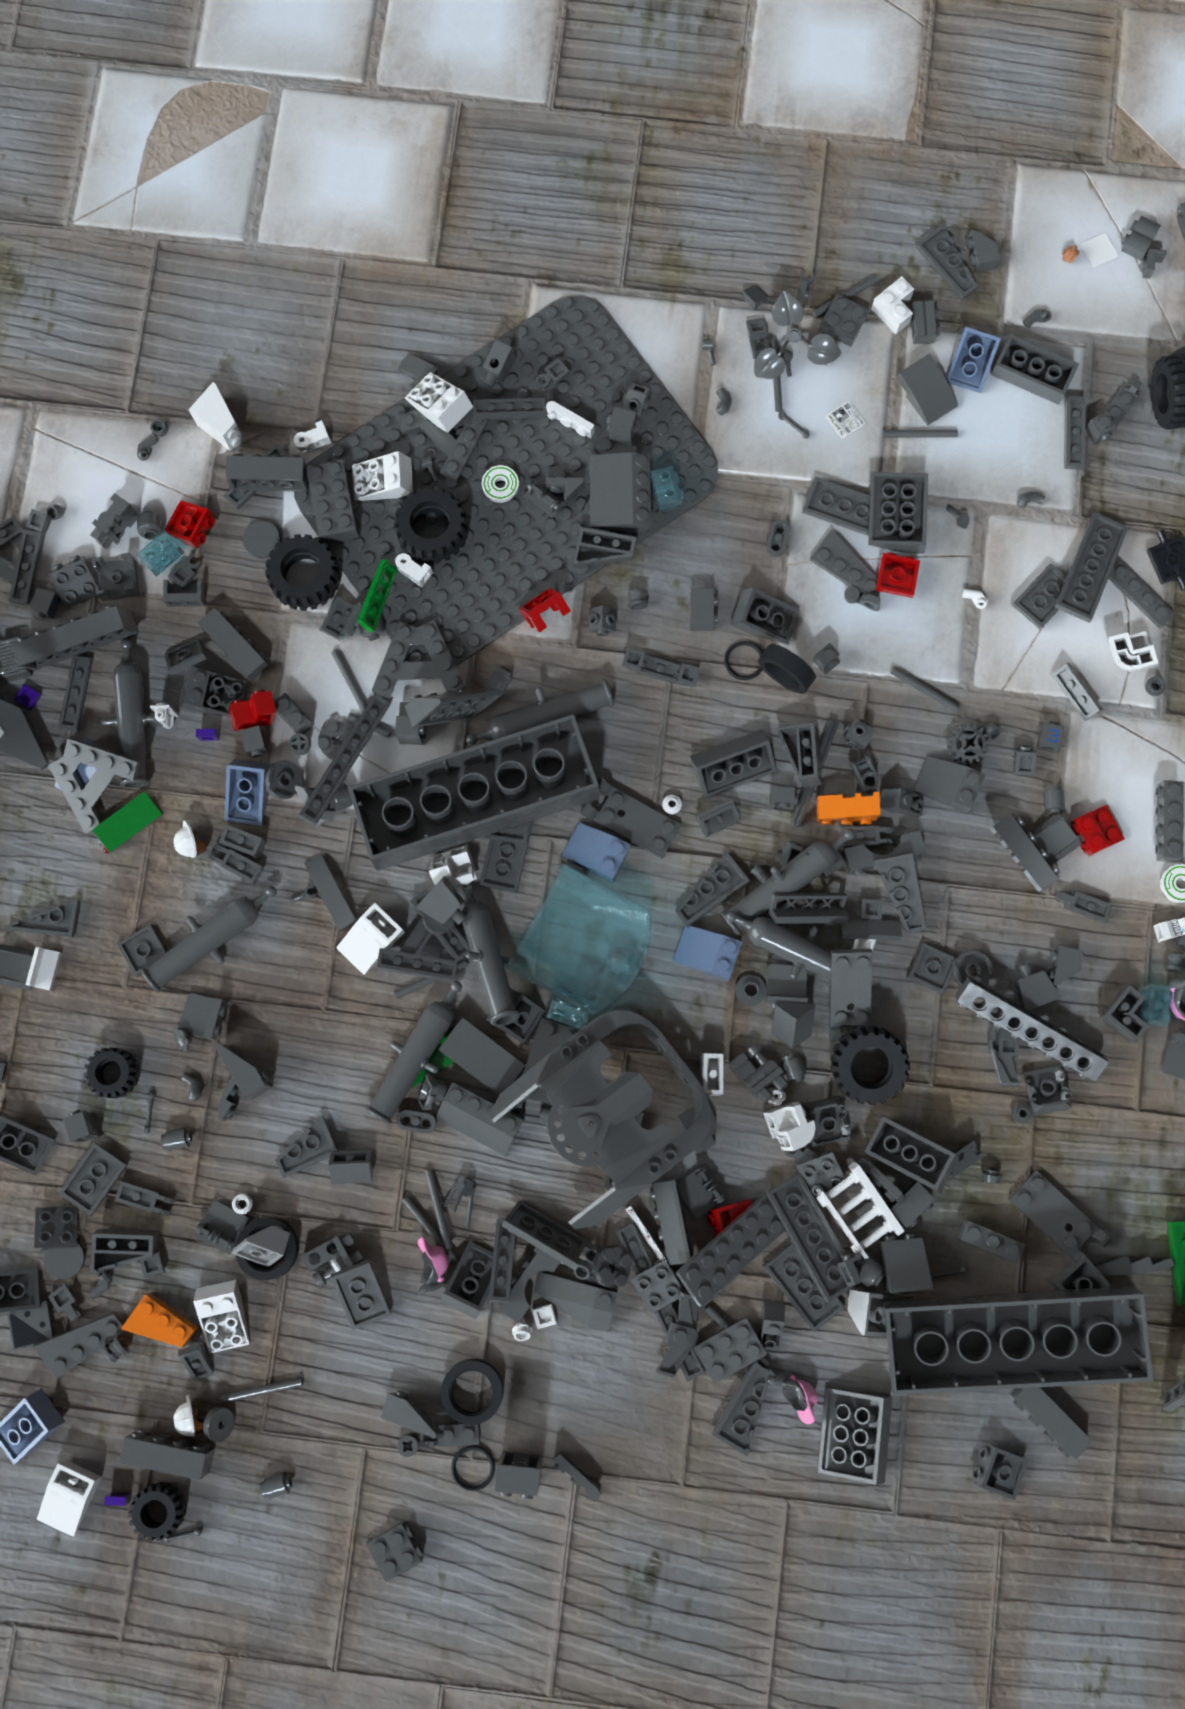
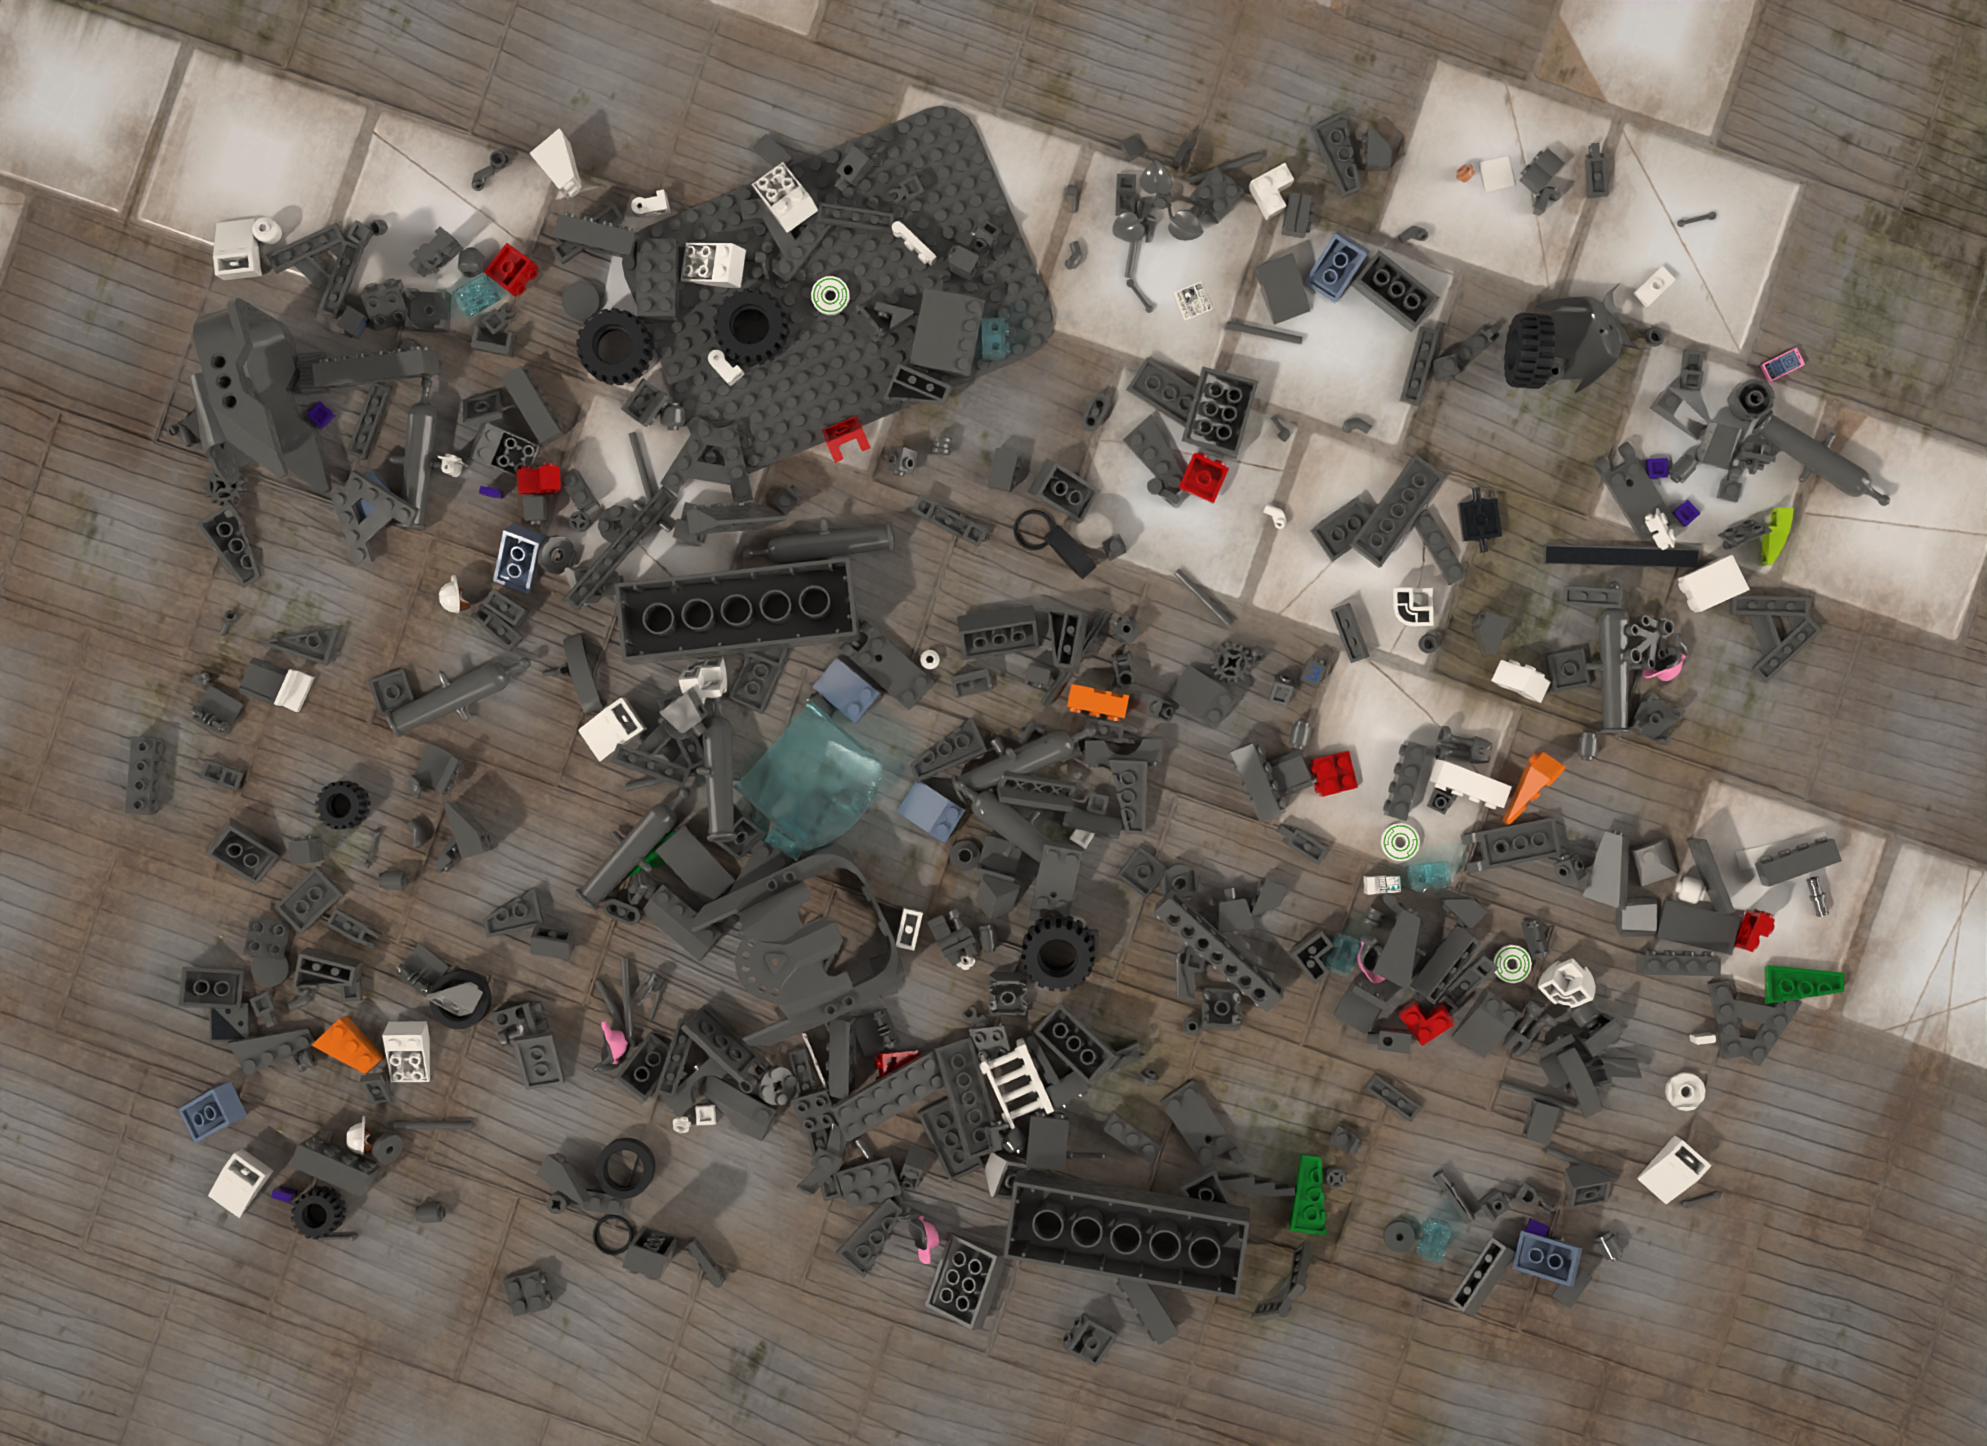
camera: 10 degrees right, 10 degrees up
(126, 822) = (397, 563): green piece -> none
(242, 1197) = (438, 953): white plate -> none
(377, 595) = (683, 389): green plate -> none
(790, 1126) = (971, 992): white brick -> none

